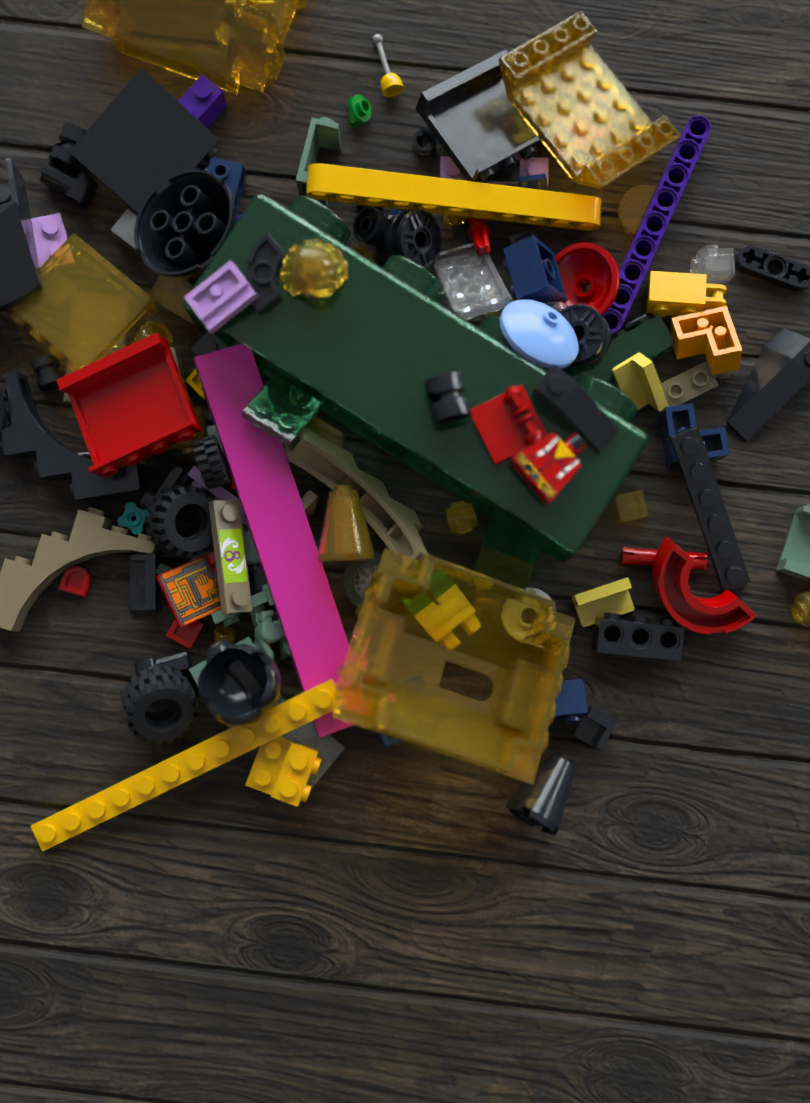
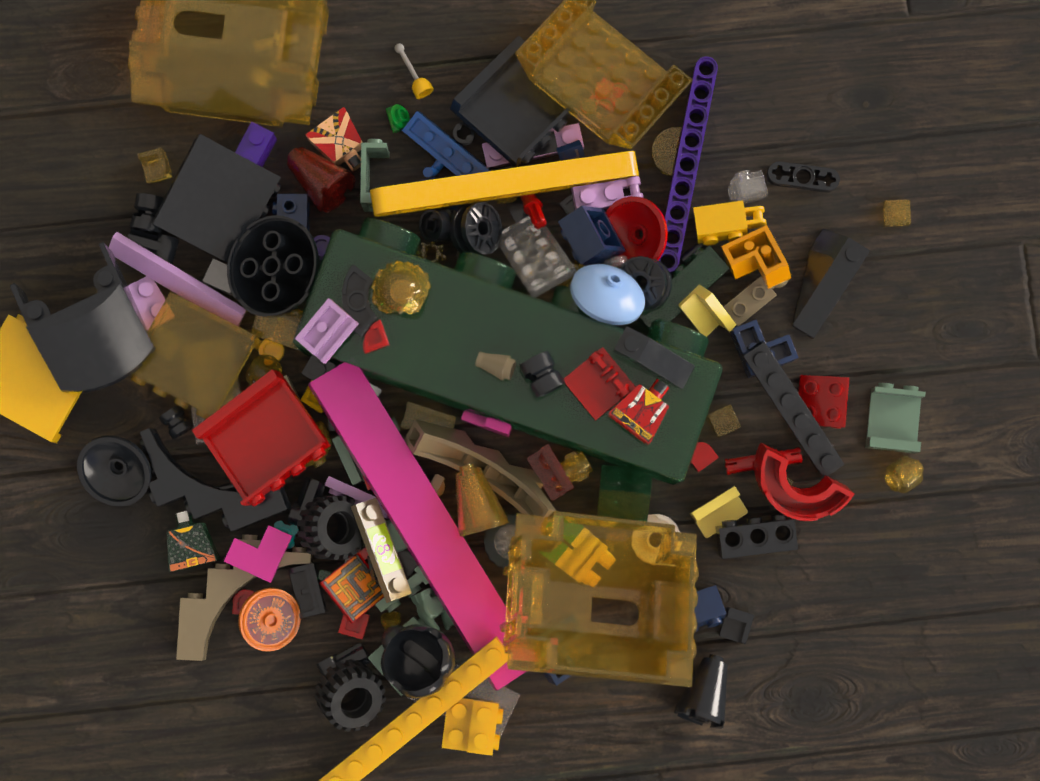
camera: 15 degrees left, 0 degrees up
(30, 505) = (190, 544): none -> torso
(82, 221) = (175, 279): none -> lavender tile
(92, 99) = (155, 165): none -> clear yellow panel
(95, 604) = (269, 619): none -> orange shield
(103, 538) = (262, 560): none -> dark pink tile
(169, 319) = (272, 348): none -> yellow tile
(211, 462) = (345, 471): black tyre -> none
(263, 153) = (320, 178): none -> clear red cone
(273, 318) = (375, 338): none -> red tile
(282, 409) = (397, 411): clear green plate -> none
(288, 116) = (337, 140): none -> torso
(377, 449) = (487, 423): none -> dark pink tile
(394, 145) = (442, 147): none -> blue plate
(400, 377) = (498, 365): none -> dark tan cone
(432, 517) = (550, 472): none -> clear red bracket
(560, 236) = (605, 193): none -> lavender plate
(600, 539) = (703, 456): none -> red tile
(747, 507) = (825, 398): none -> red hinge

